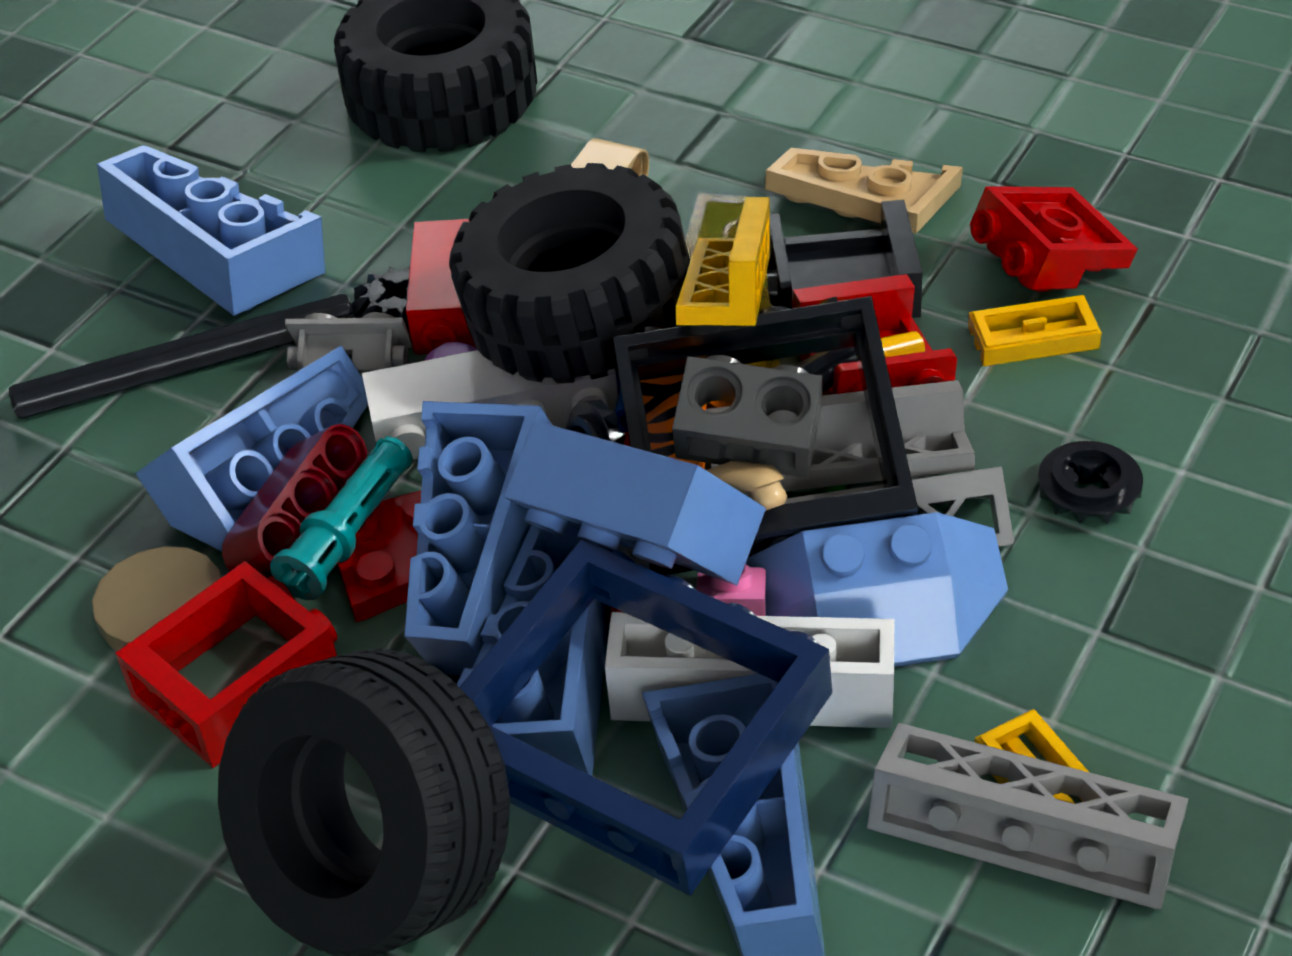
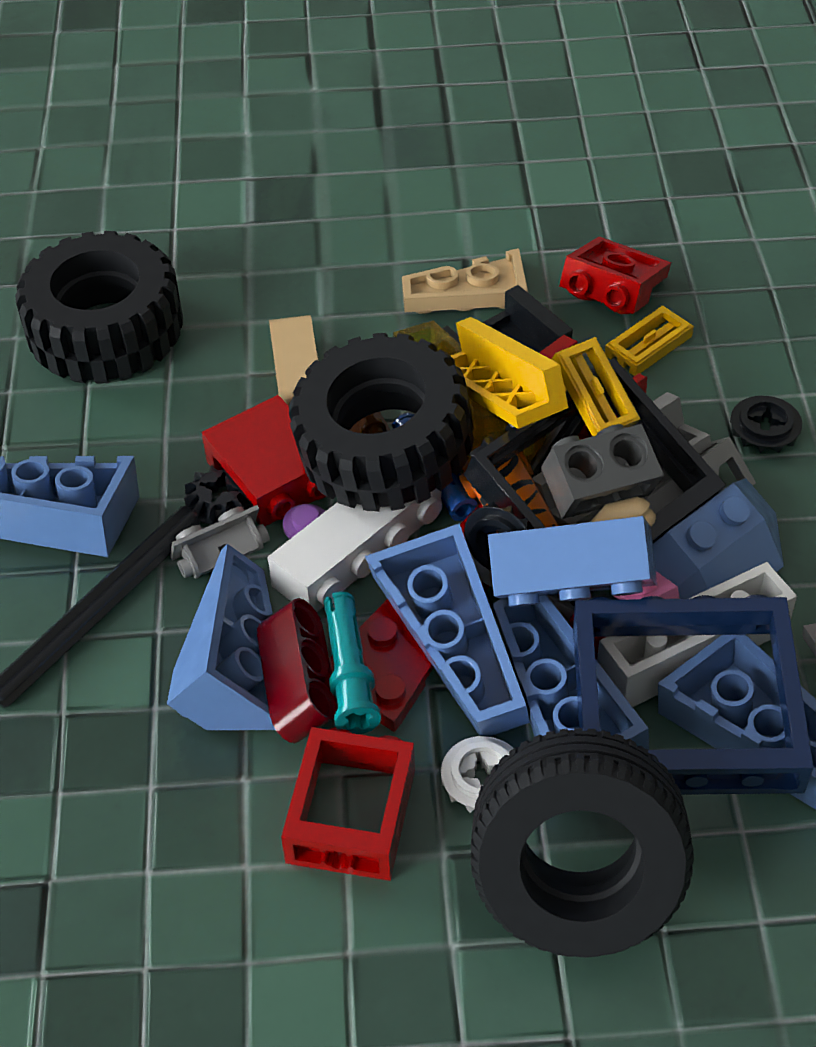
camera: 35 degrees left, 5 degrees up
(147, 590) = (248, 786): dark tan tile -> none
(816, 266) = (587, 390): none -> yellow tile

